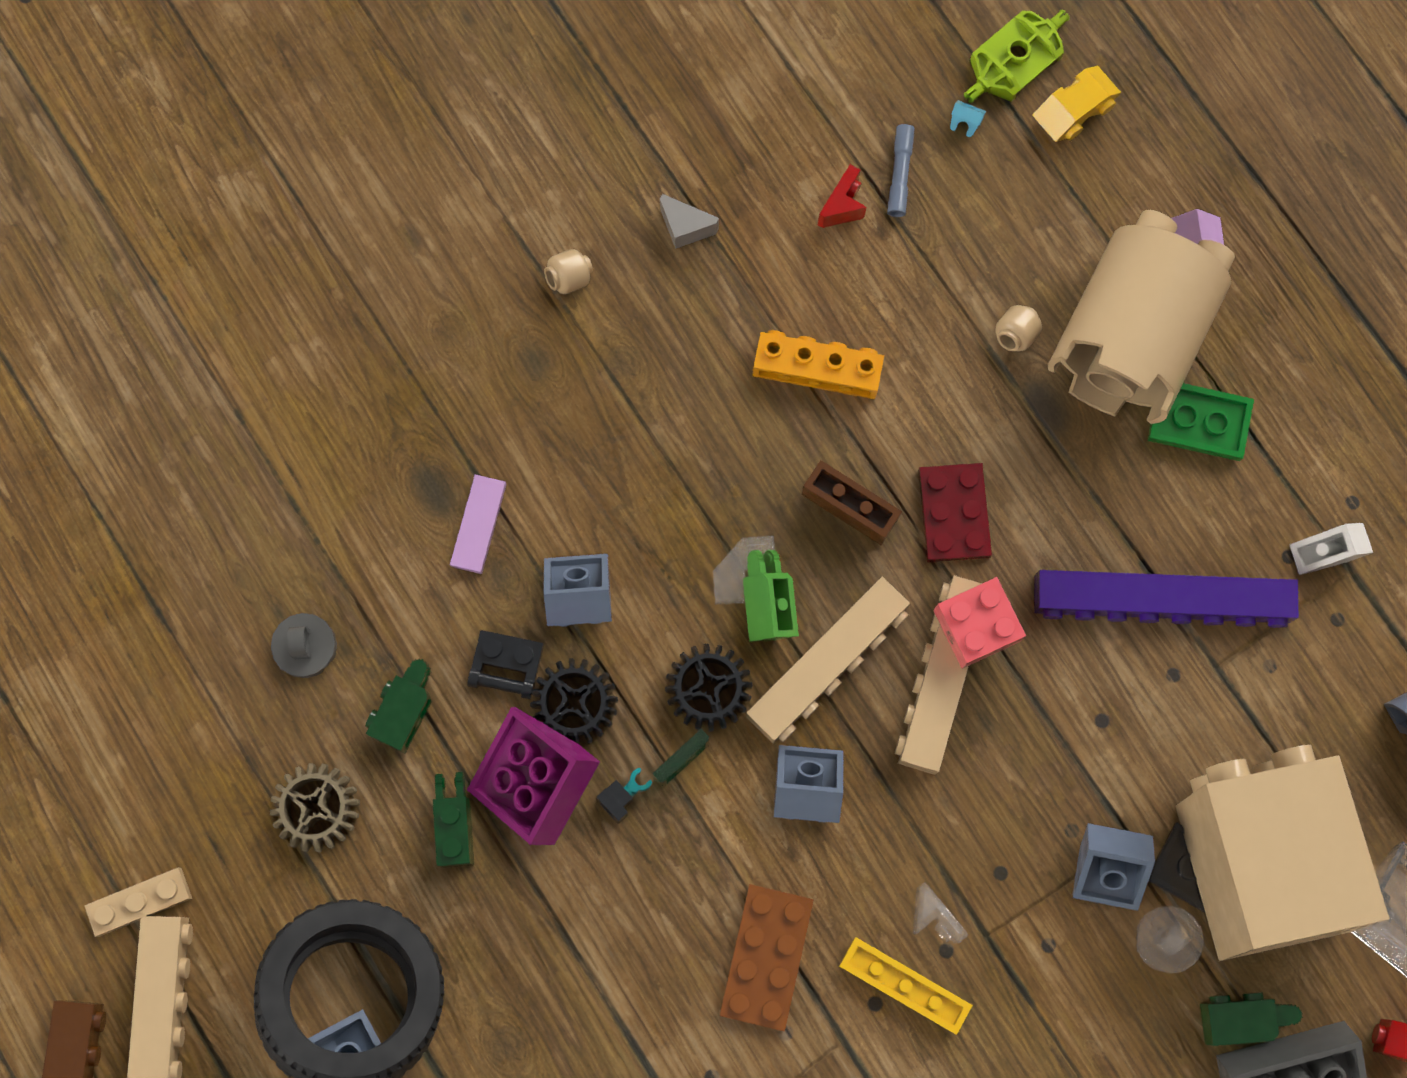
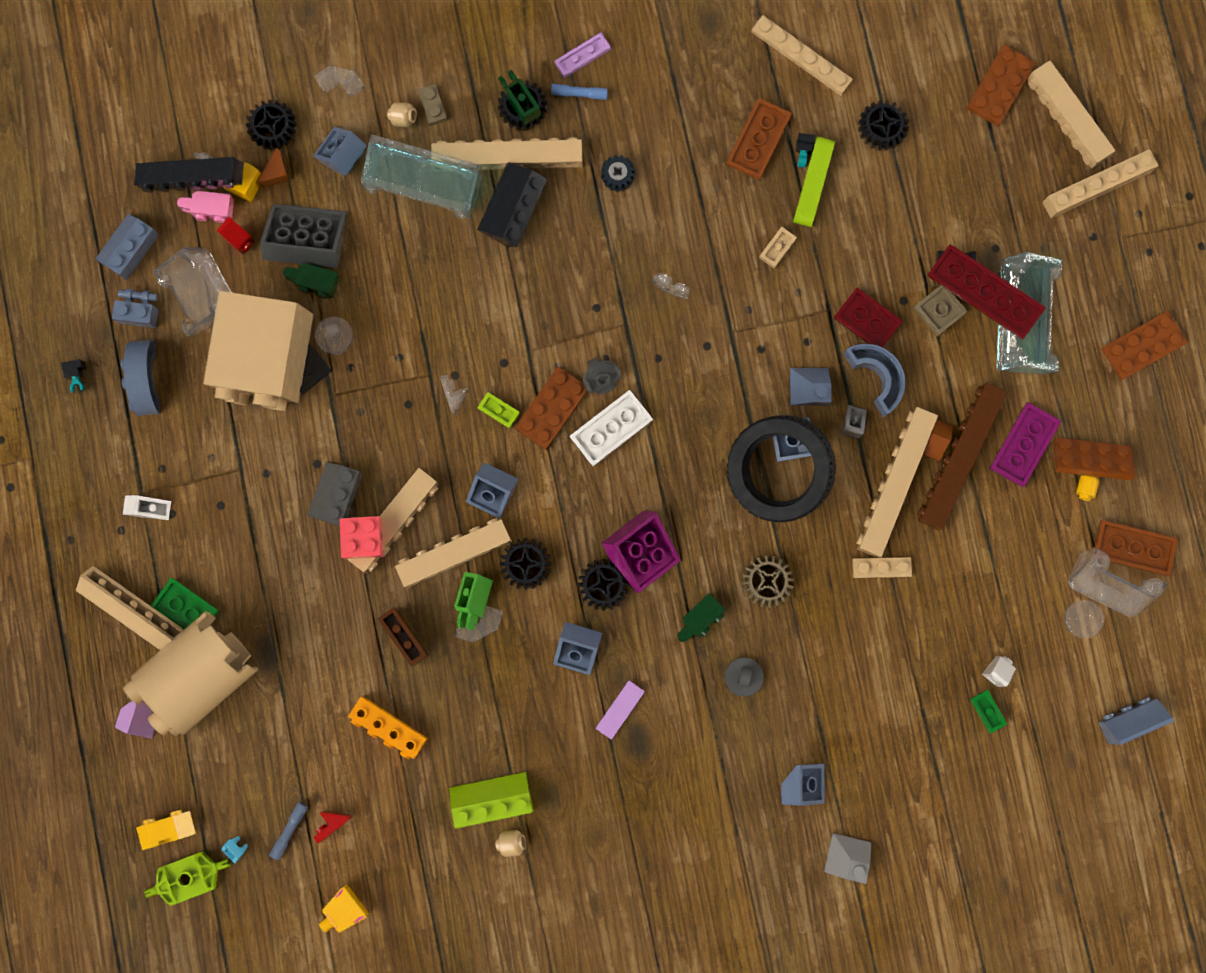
camera: 155 degrees left, 5 degrees up
(53, 437) = (848, 858): none -> light grey slope
(153, 514) = (804, 786): none -> sand blue slope
(452, 824) = (695, 542): dark green hinge -> none
(509, 654) = (630, 627): black plate -> none
(617, 798) = (598, 522): black piece -> none
(622, 319) = (490, 800): none -> lime slope
(656, 961) = (611, 428): none -> white plate
(681, 758) = (556, 528): clear green tile -> none
(686, 222) = (430, 847): light grey slope -> none
(705, 1040) = (601, 376): none -> dark grey tile
(773, 92) = (343, 911): none -> yellow torso
(851, 918) = (498, 410): none -> lime plate
(905, 985) = (484, 365): yellow plate -> none
(955, 512) = (346, 611): dark red plate -> none
(1018, 328) = (263, 704): tan head -> none
(1052, 681) = (335, 493): none -> dark grey slope
(1113, 866) = (346, 383): sand blue slope -> none
(1166, 596) = (251, 516): dark purple brick -> none
(1283, 386) = (127, 608): none -> tan brick

